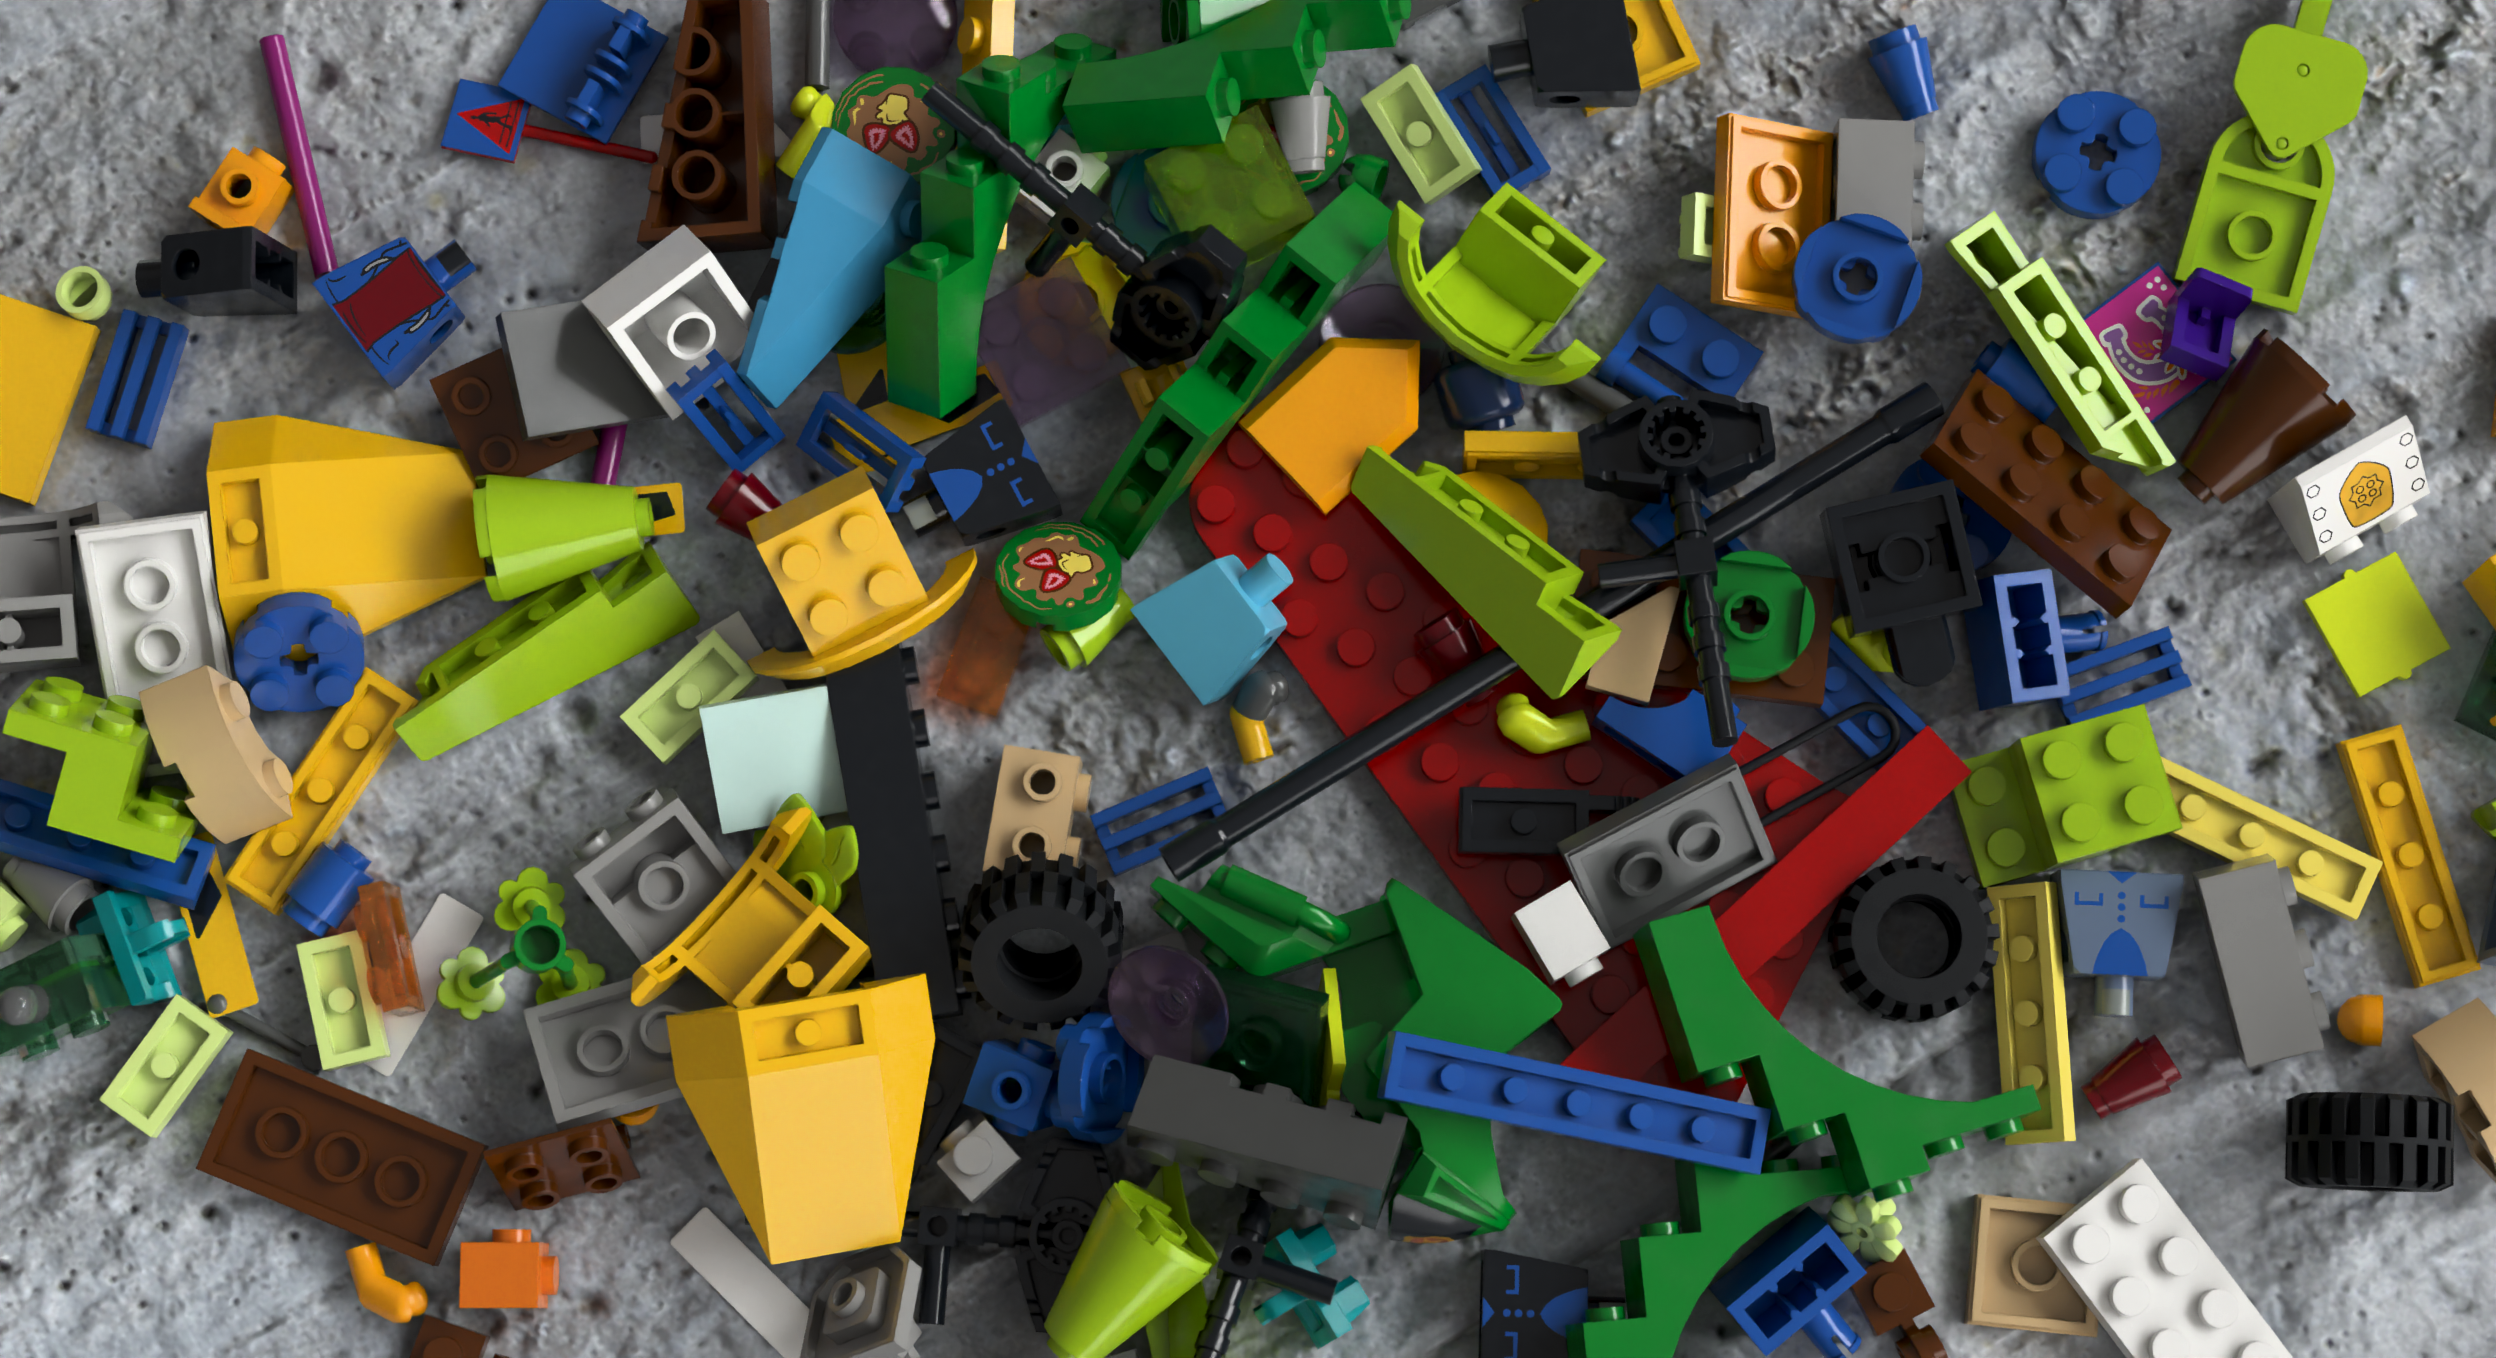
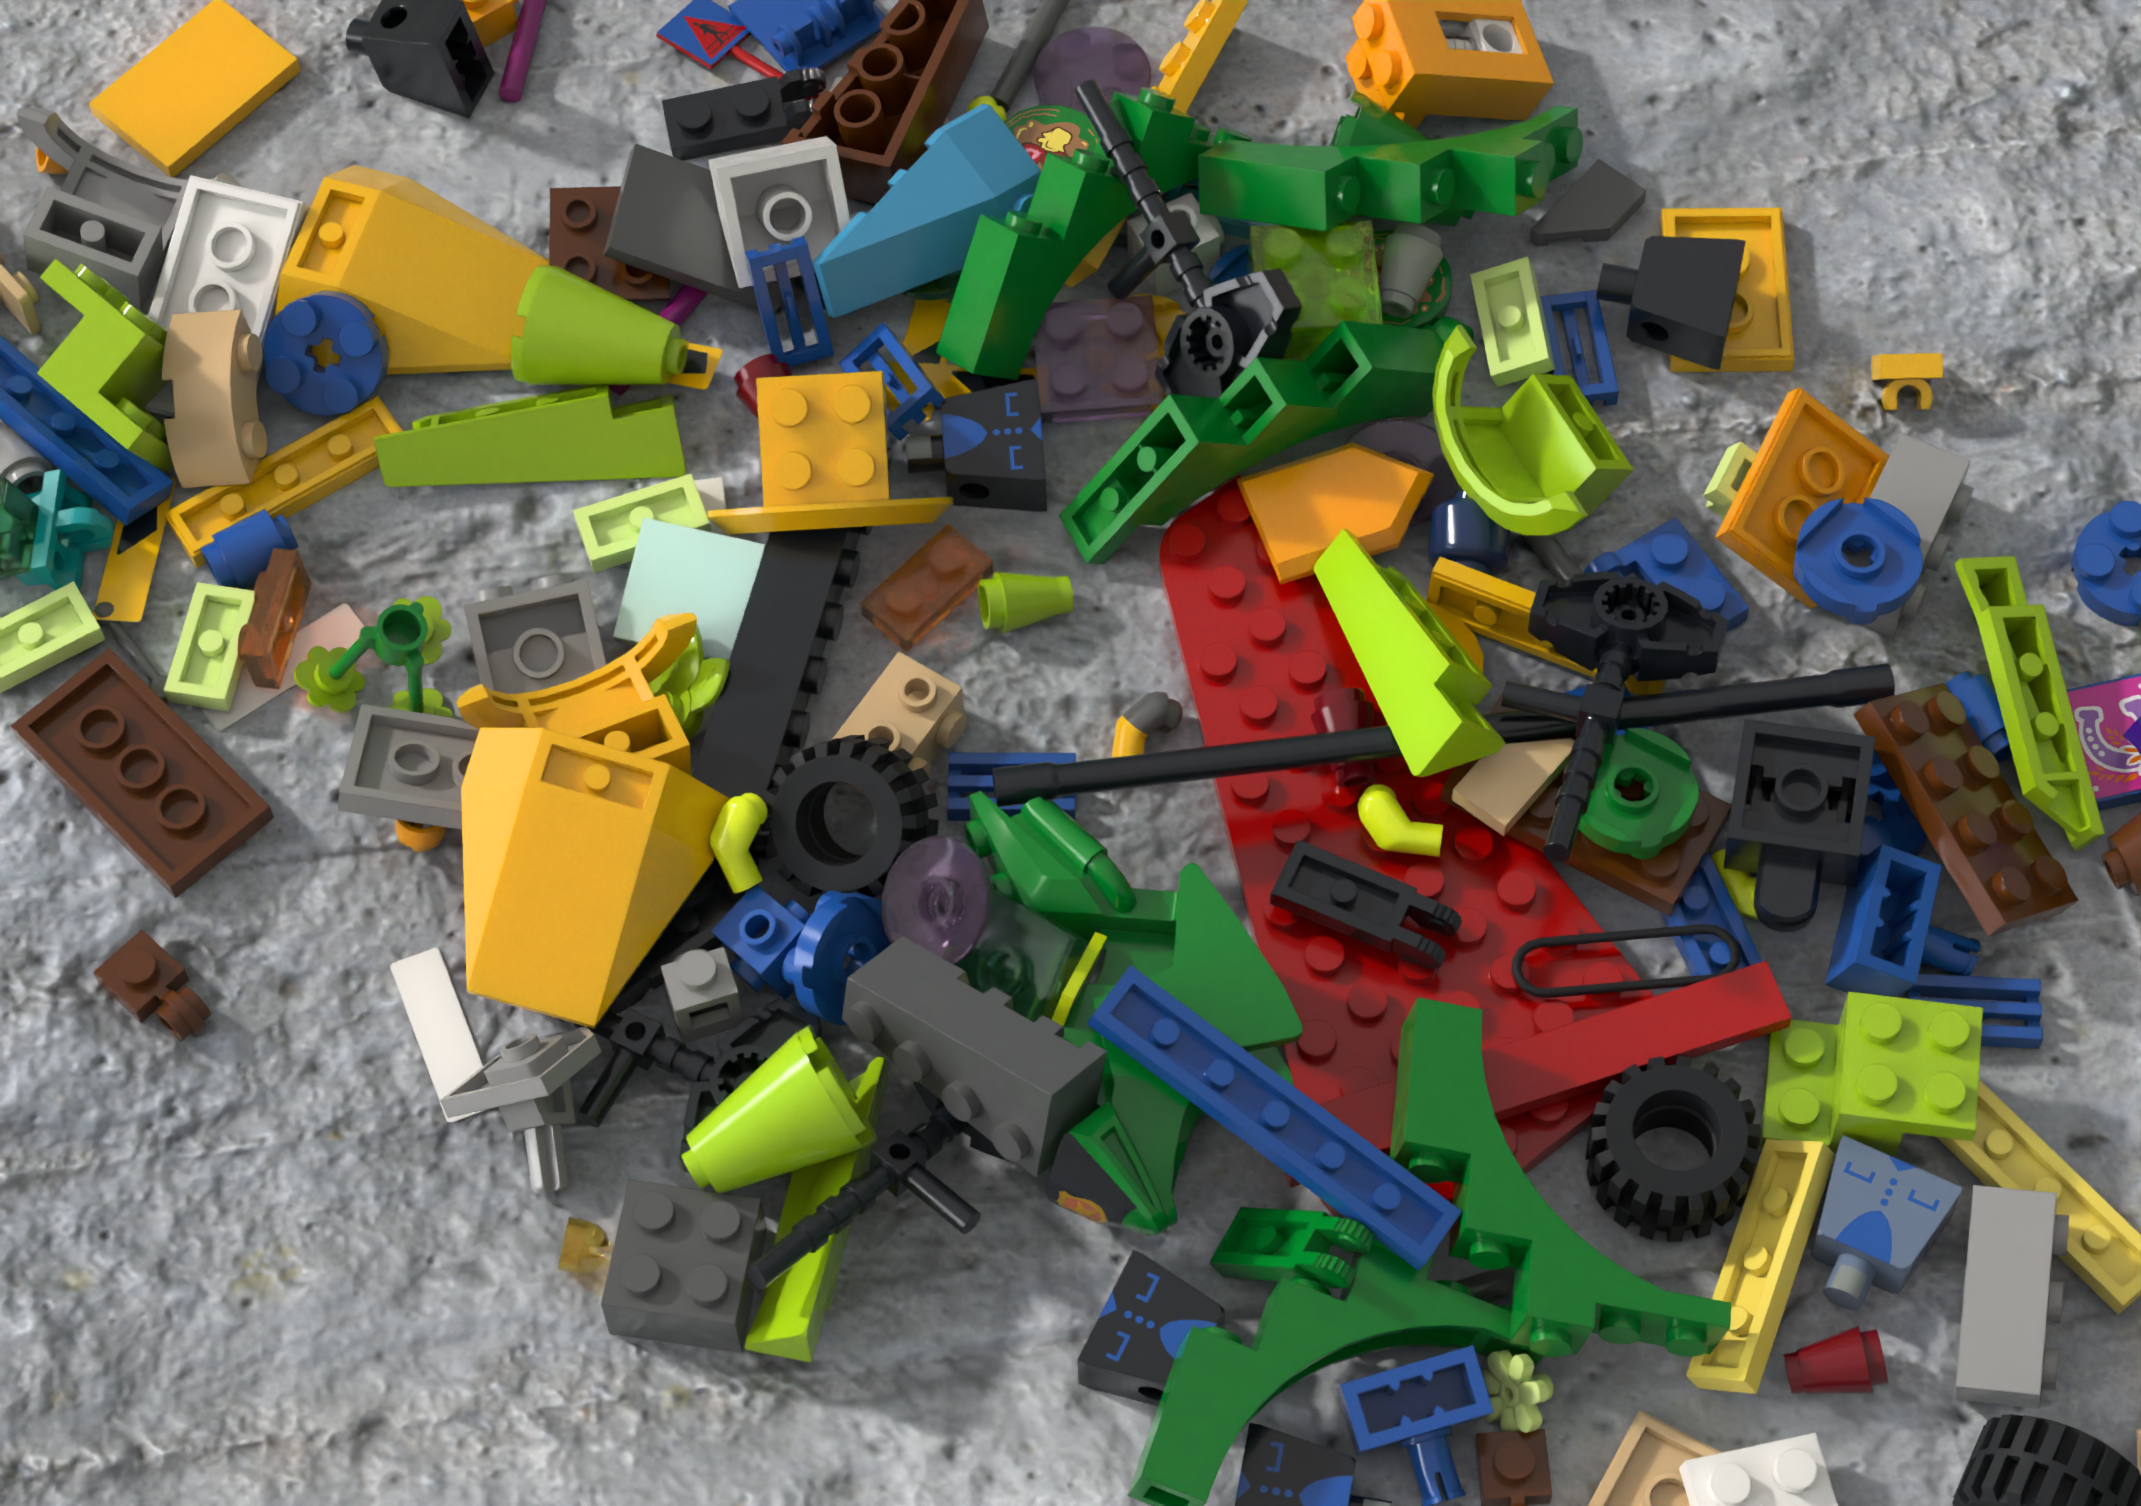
camera: 25 degrees right, 20 degrees down
(84, 293) = (301, 32): yellowish green hinge -> none
(114, 371) = (301, 109): blue tile -> none
(381, 1293) = (113, 897): light orange arm -> none
(398, 303) = (557, 130): torso -> none
(507, 1272) = (230, 921): orange brick -> none
(563, 1164) = (329, 840): reddish brown hinge -> none
(569, 207) = (741, 113): none -> black hinge
(948, 1013) = (733, 836): none -> neon yellow arm
(1058, 575) = (1016, 542): tile -> none
(1217, 621) = (1141, 629): medium azure torso -> none
(1322, 1321) = (954, 1255): teal hips -> none
(1562, 935) = (1333, 997): white brick -> none
(1618, 1188) = (1290, 1245): none -> green hinge
(1668, 850) = (1470, 953): dark grey tile -> none
(1669, 737) = (1517, 878): blue arch -> none
(1810, 33) = (1907, 371): none -> yellow tile
(1905, 71) = (1982, 429): blue cone -> none
(2362, 1019) = (2094, 1405): light orange hinge -> none

